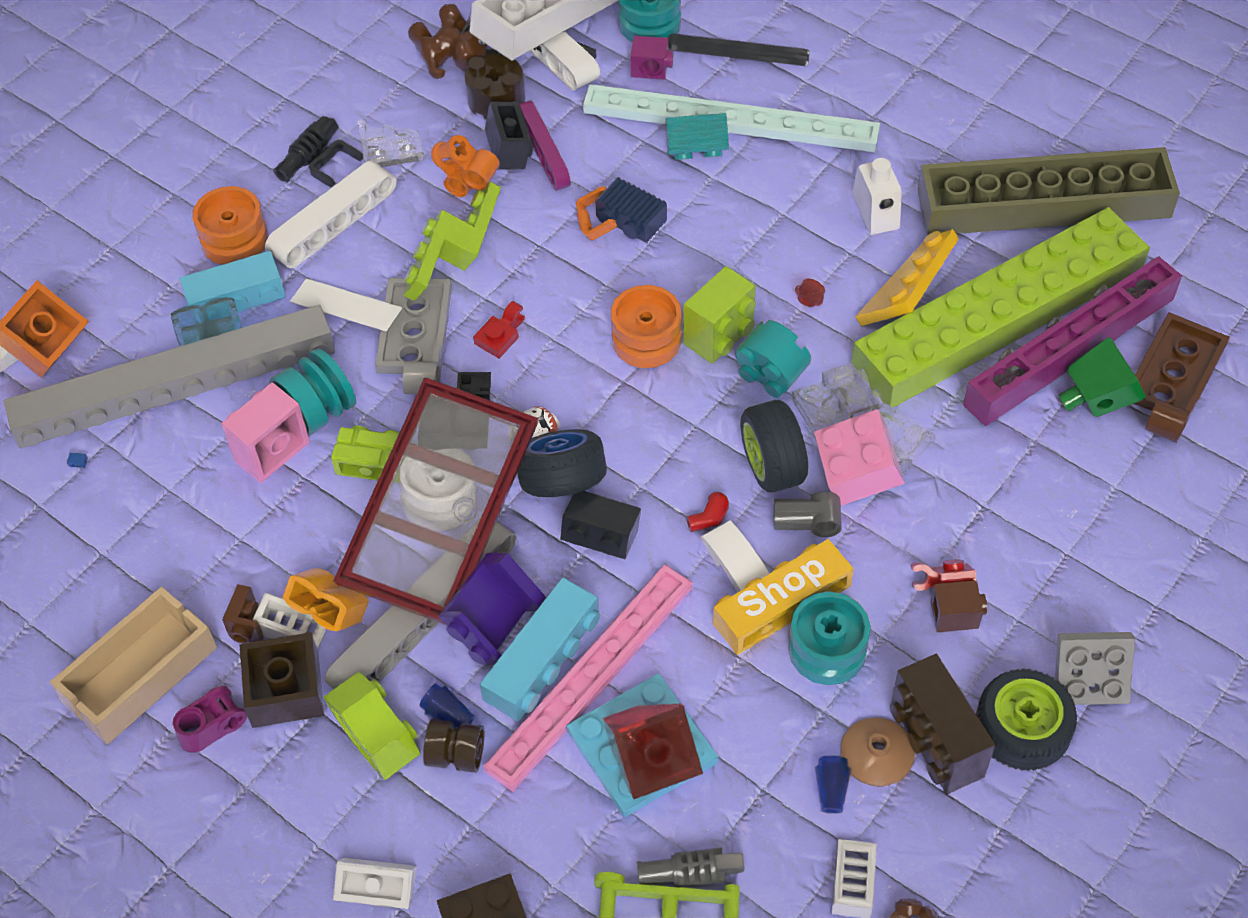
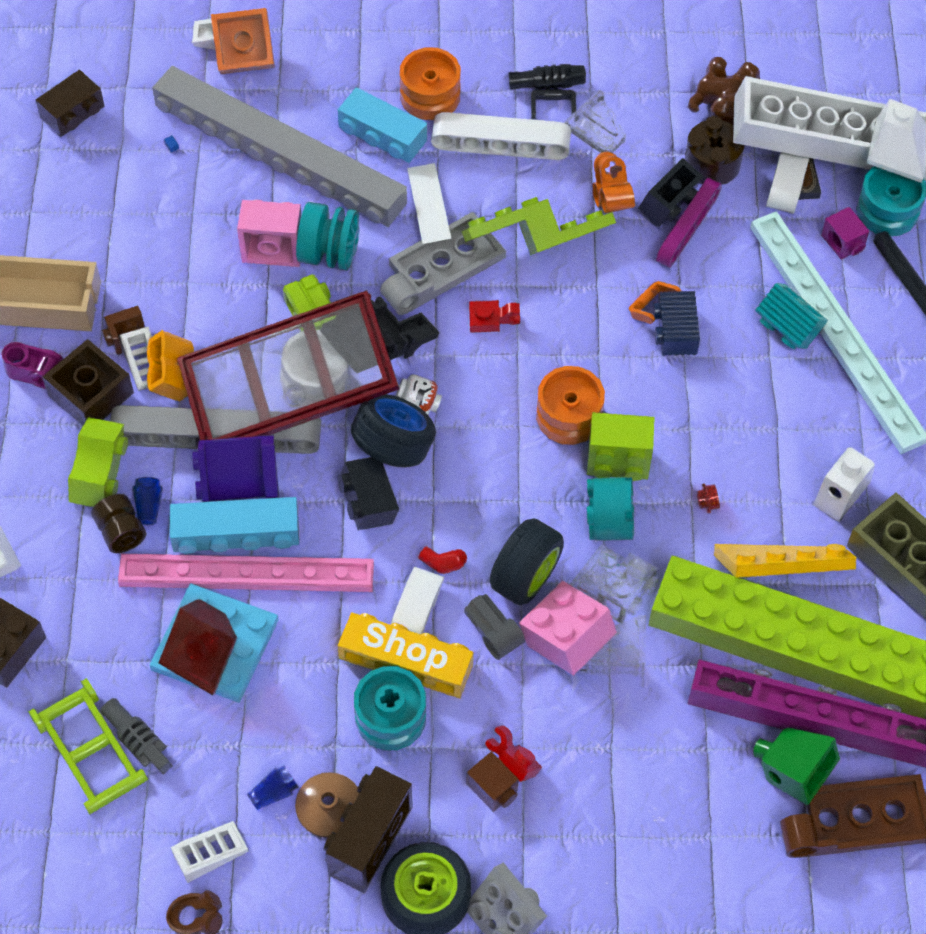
camera: 50 degrees right, 5 degrees up
(205, 321) = (332, 131): clear light blue brick -> none

